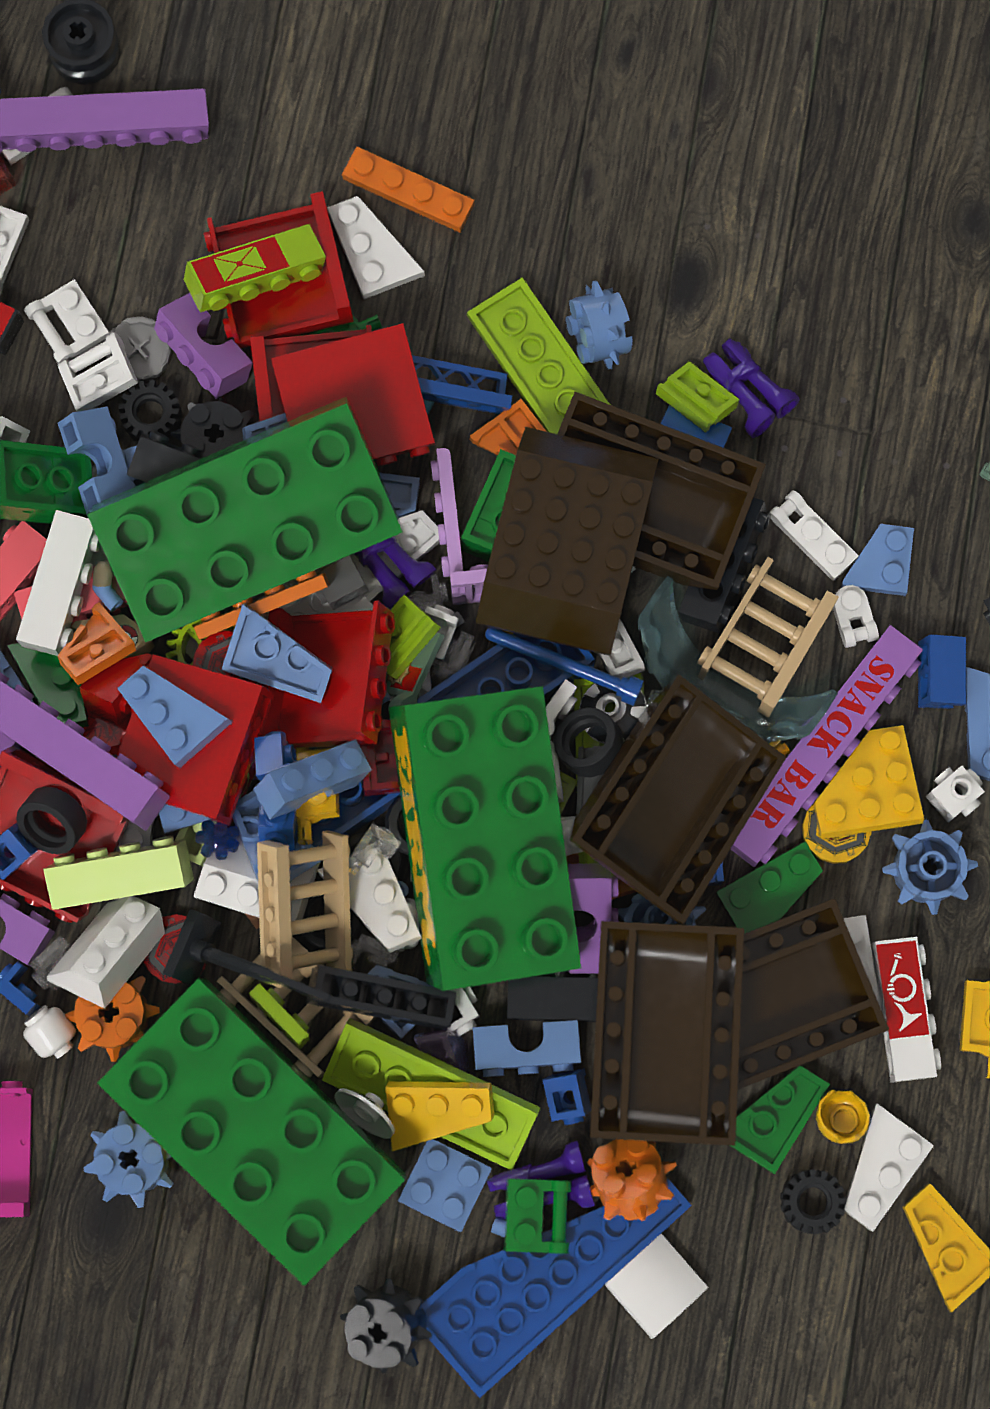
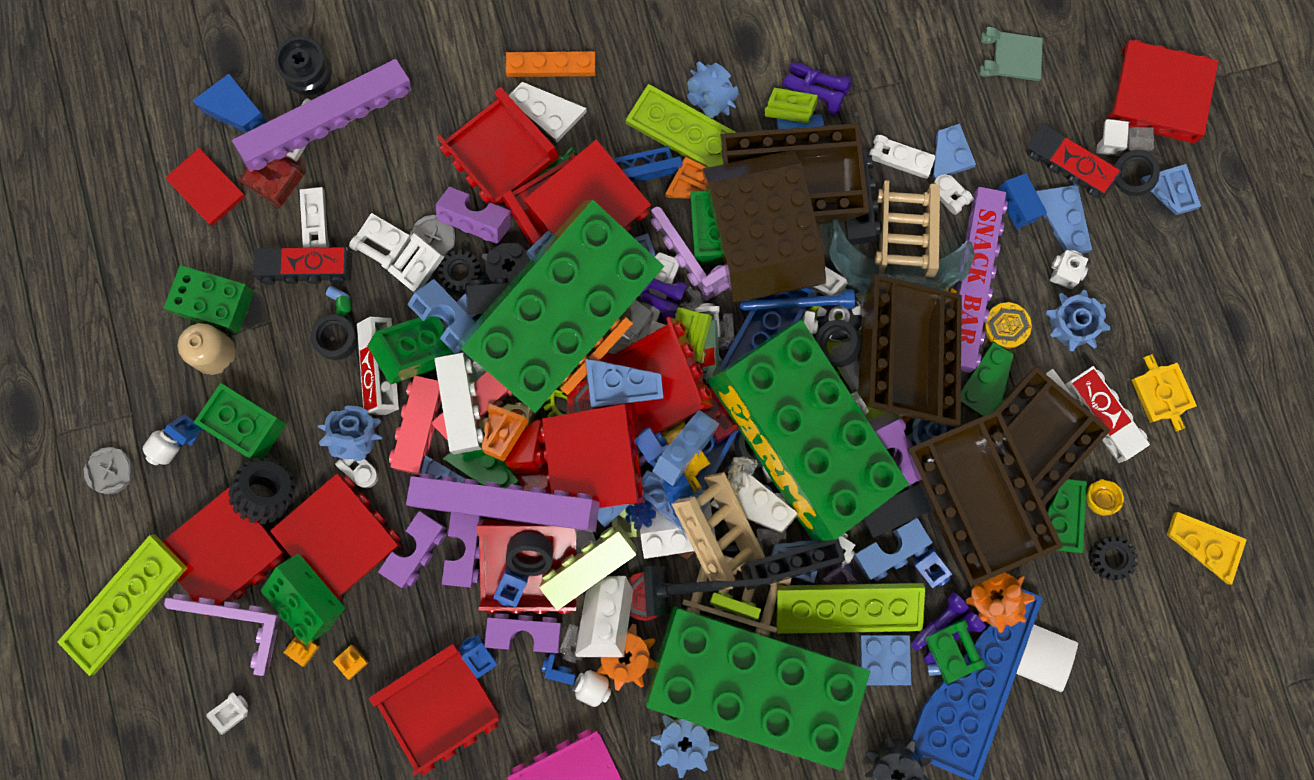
camera: 25 degrees left, 0 degrees up
(103, 585) = (485, 390): arm -> none
(171, 715) = (575, 450): medium blue wing -> none
(254, 268) = (483, 152): lime brick -> none
(365, 1112) = (816, 639): white dish -> none
(435, 1109) = (859, 616): yellow wing -> none
(871, 788) = (1018, 290): yellow plate -> none
(885, 1166) = (1144, 516): white wing -> none

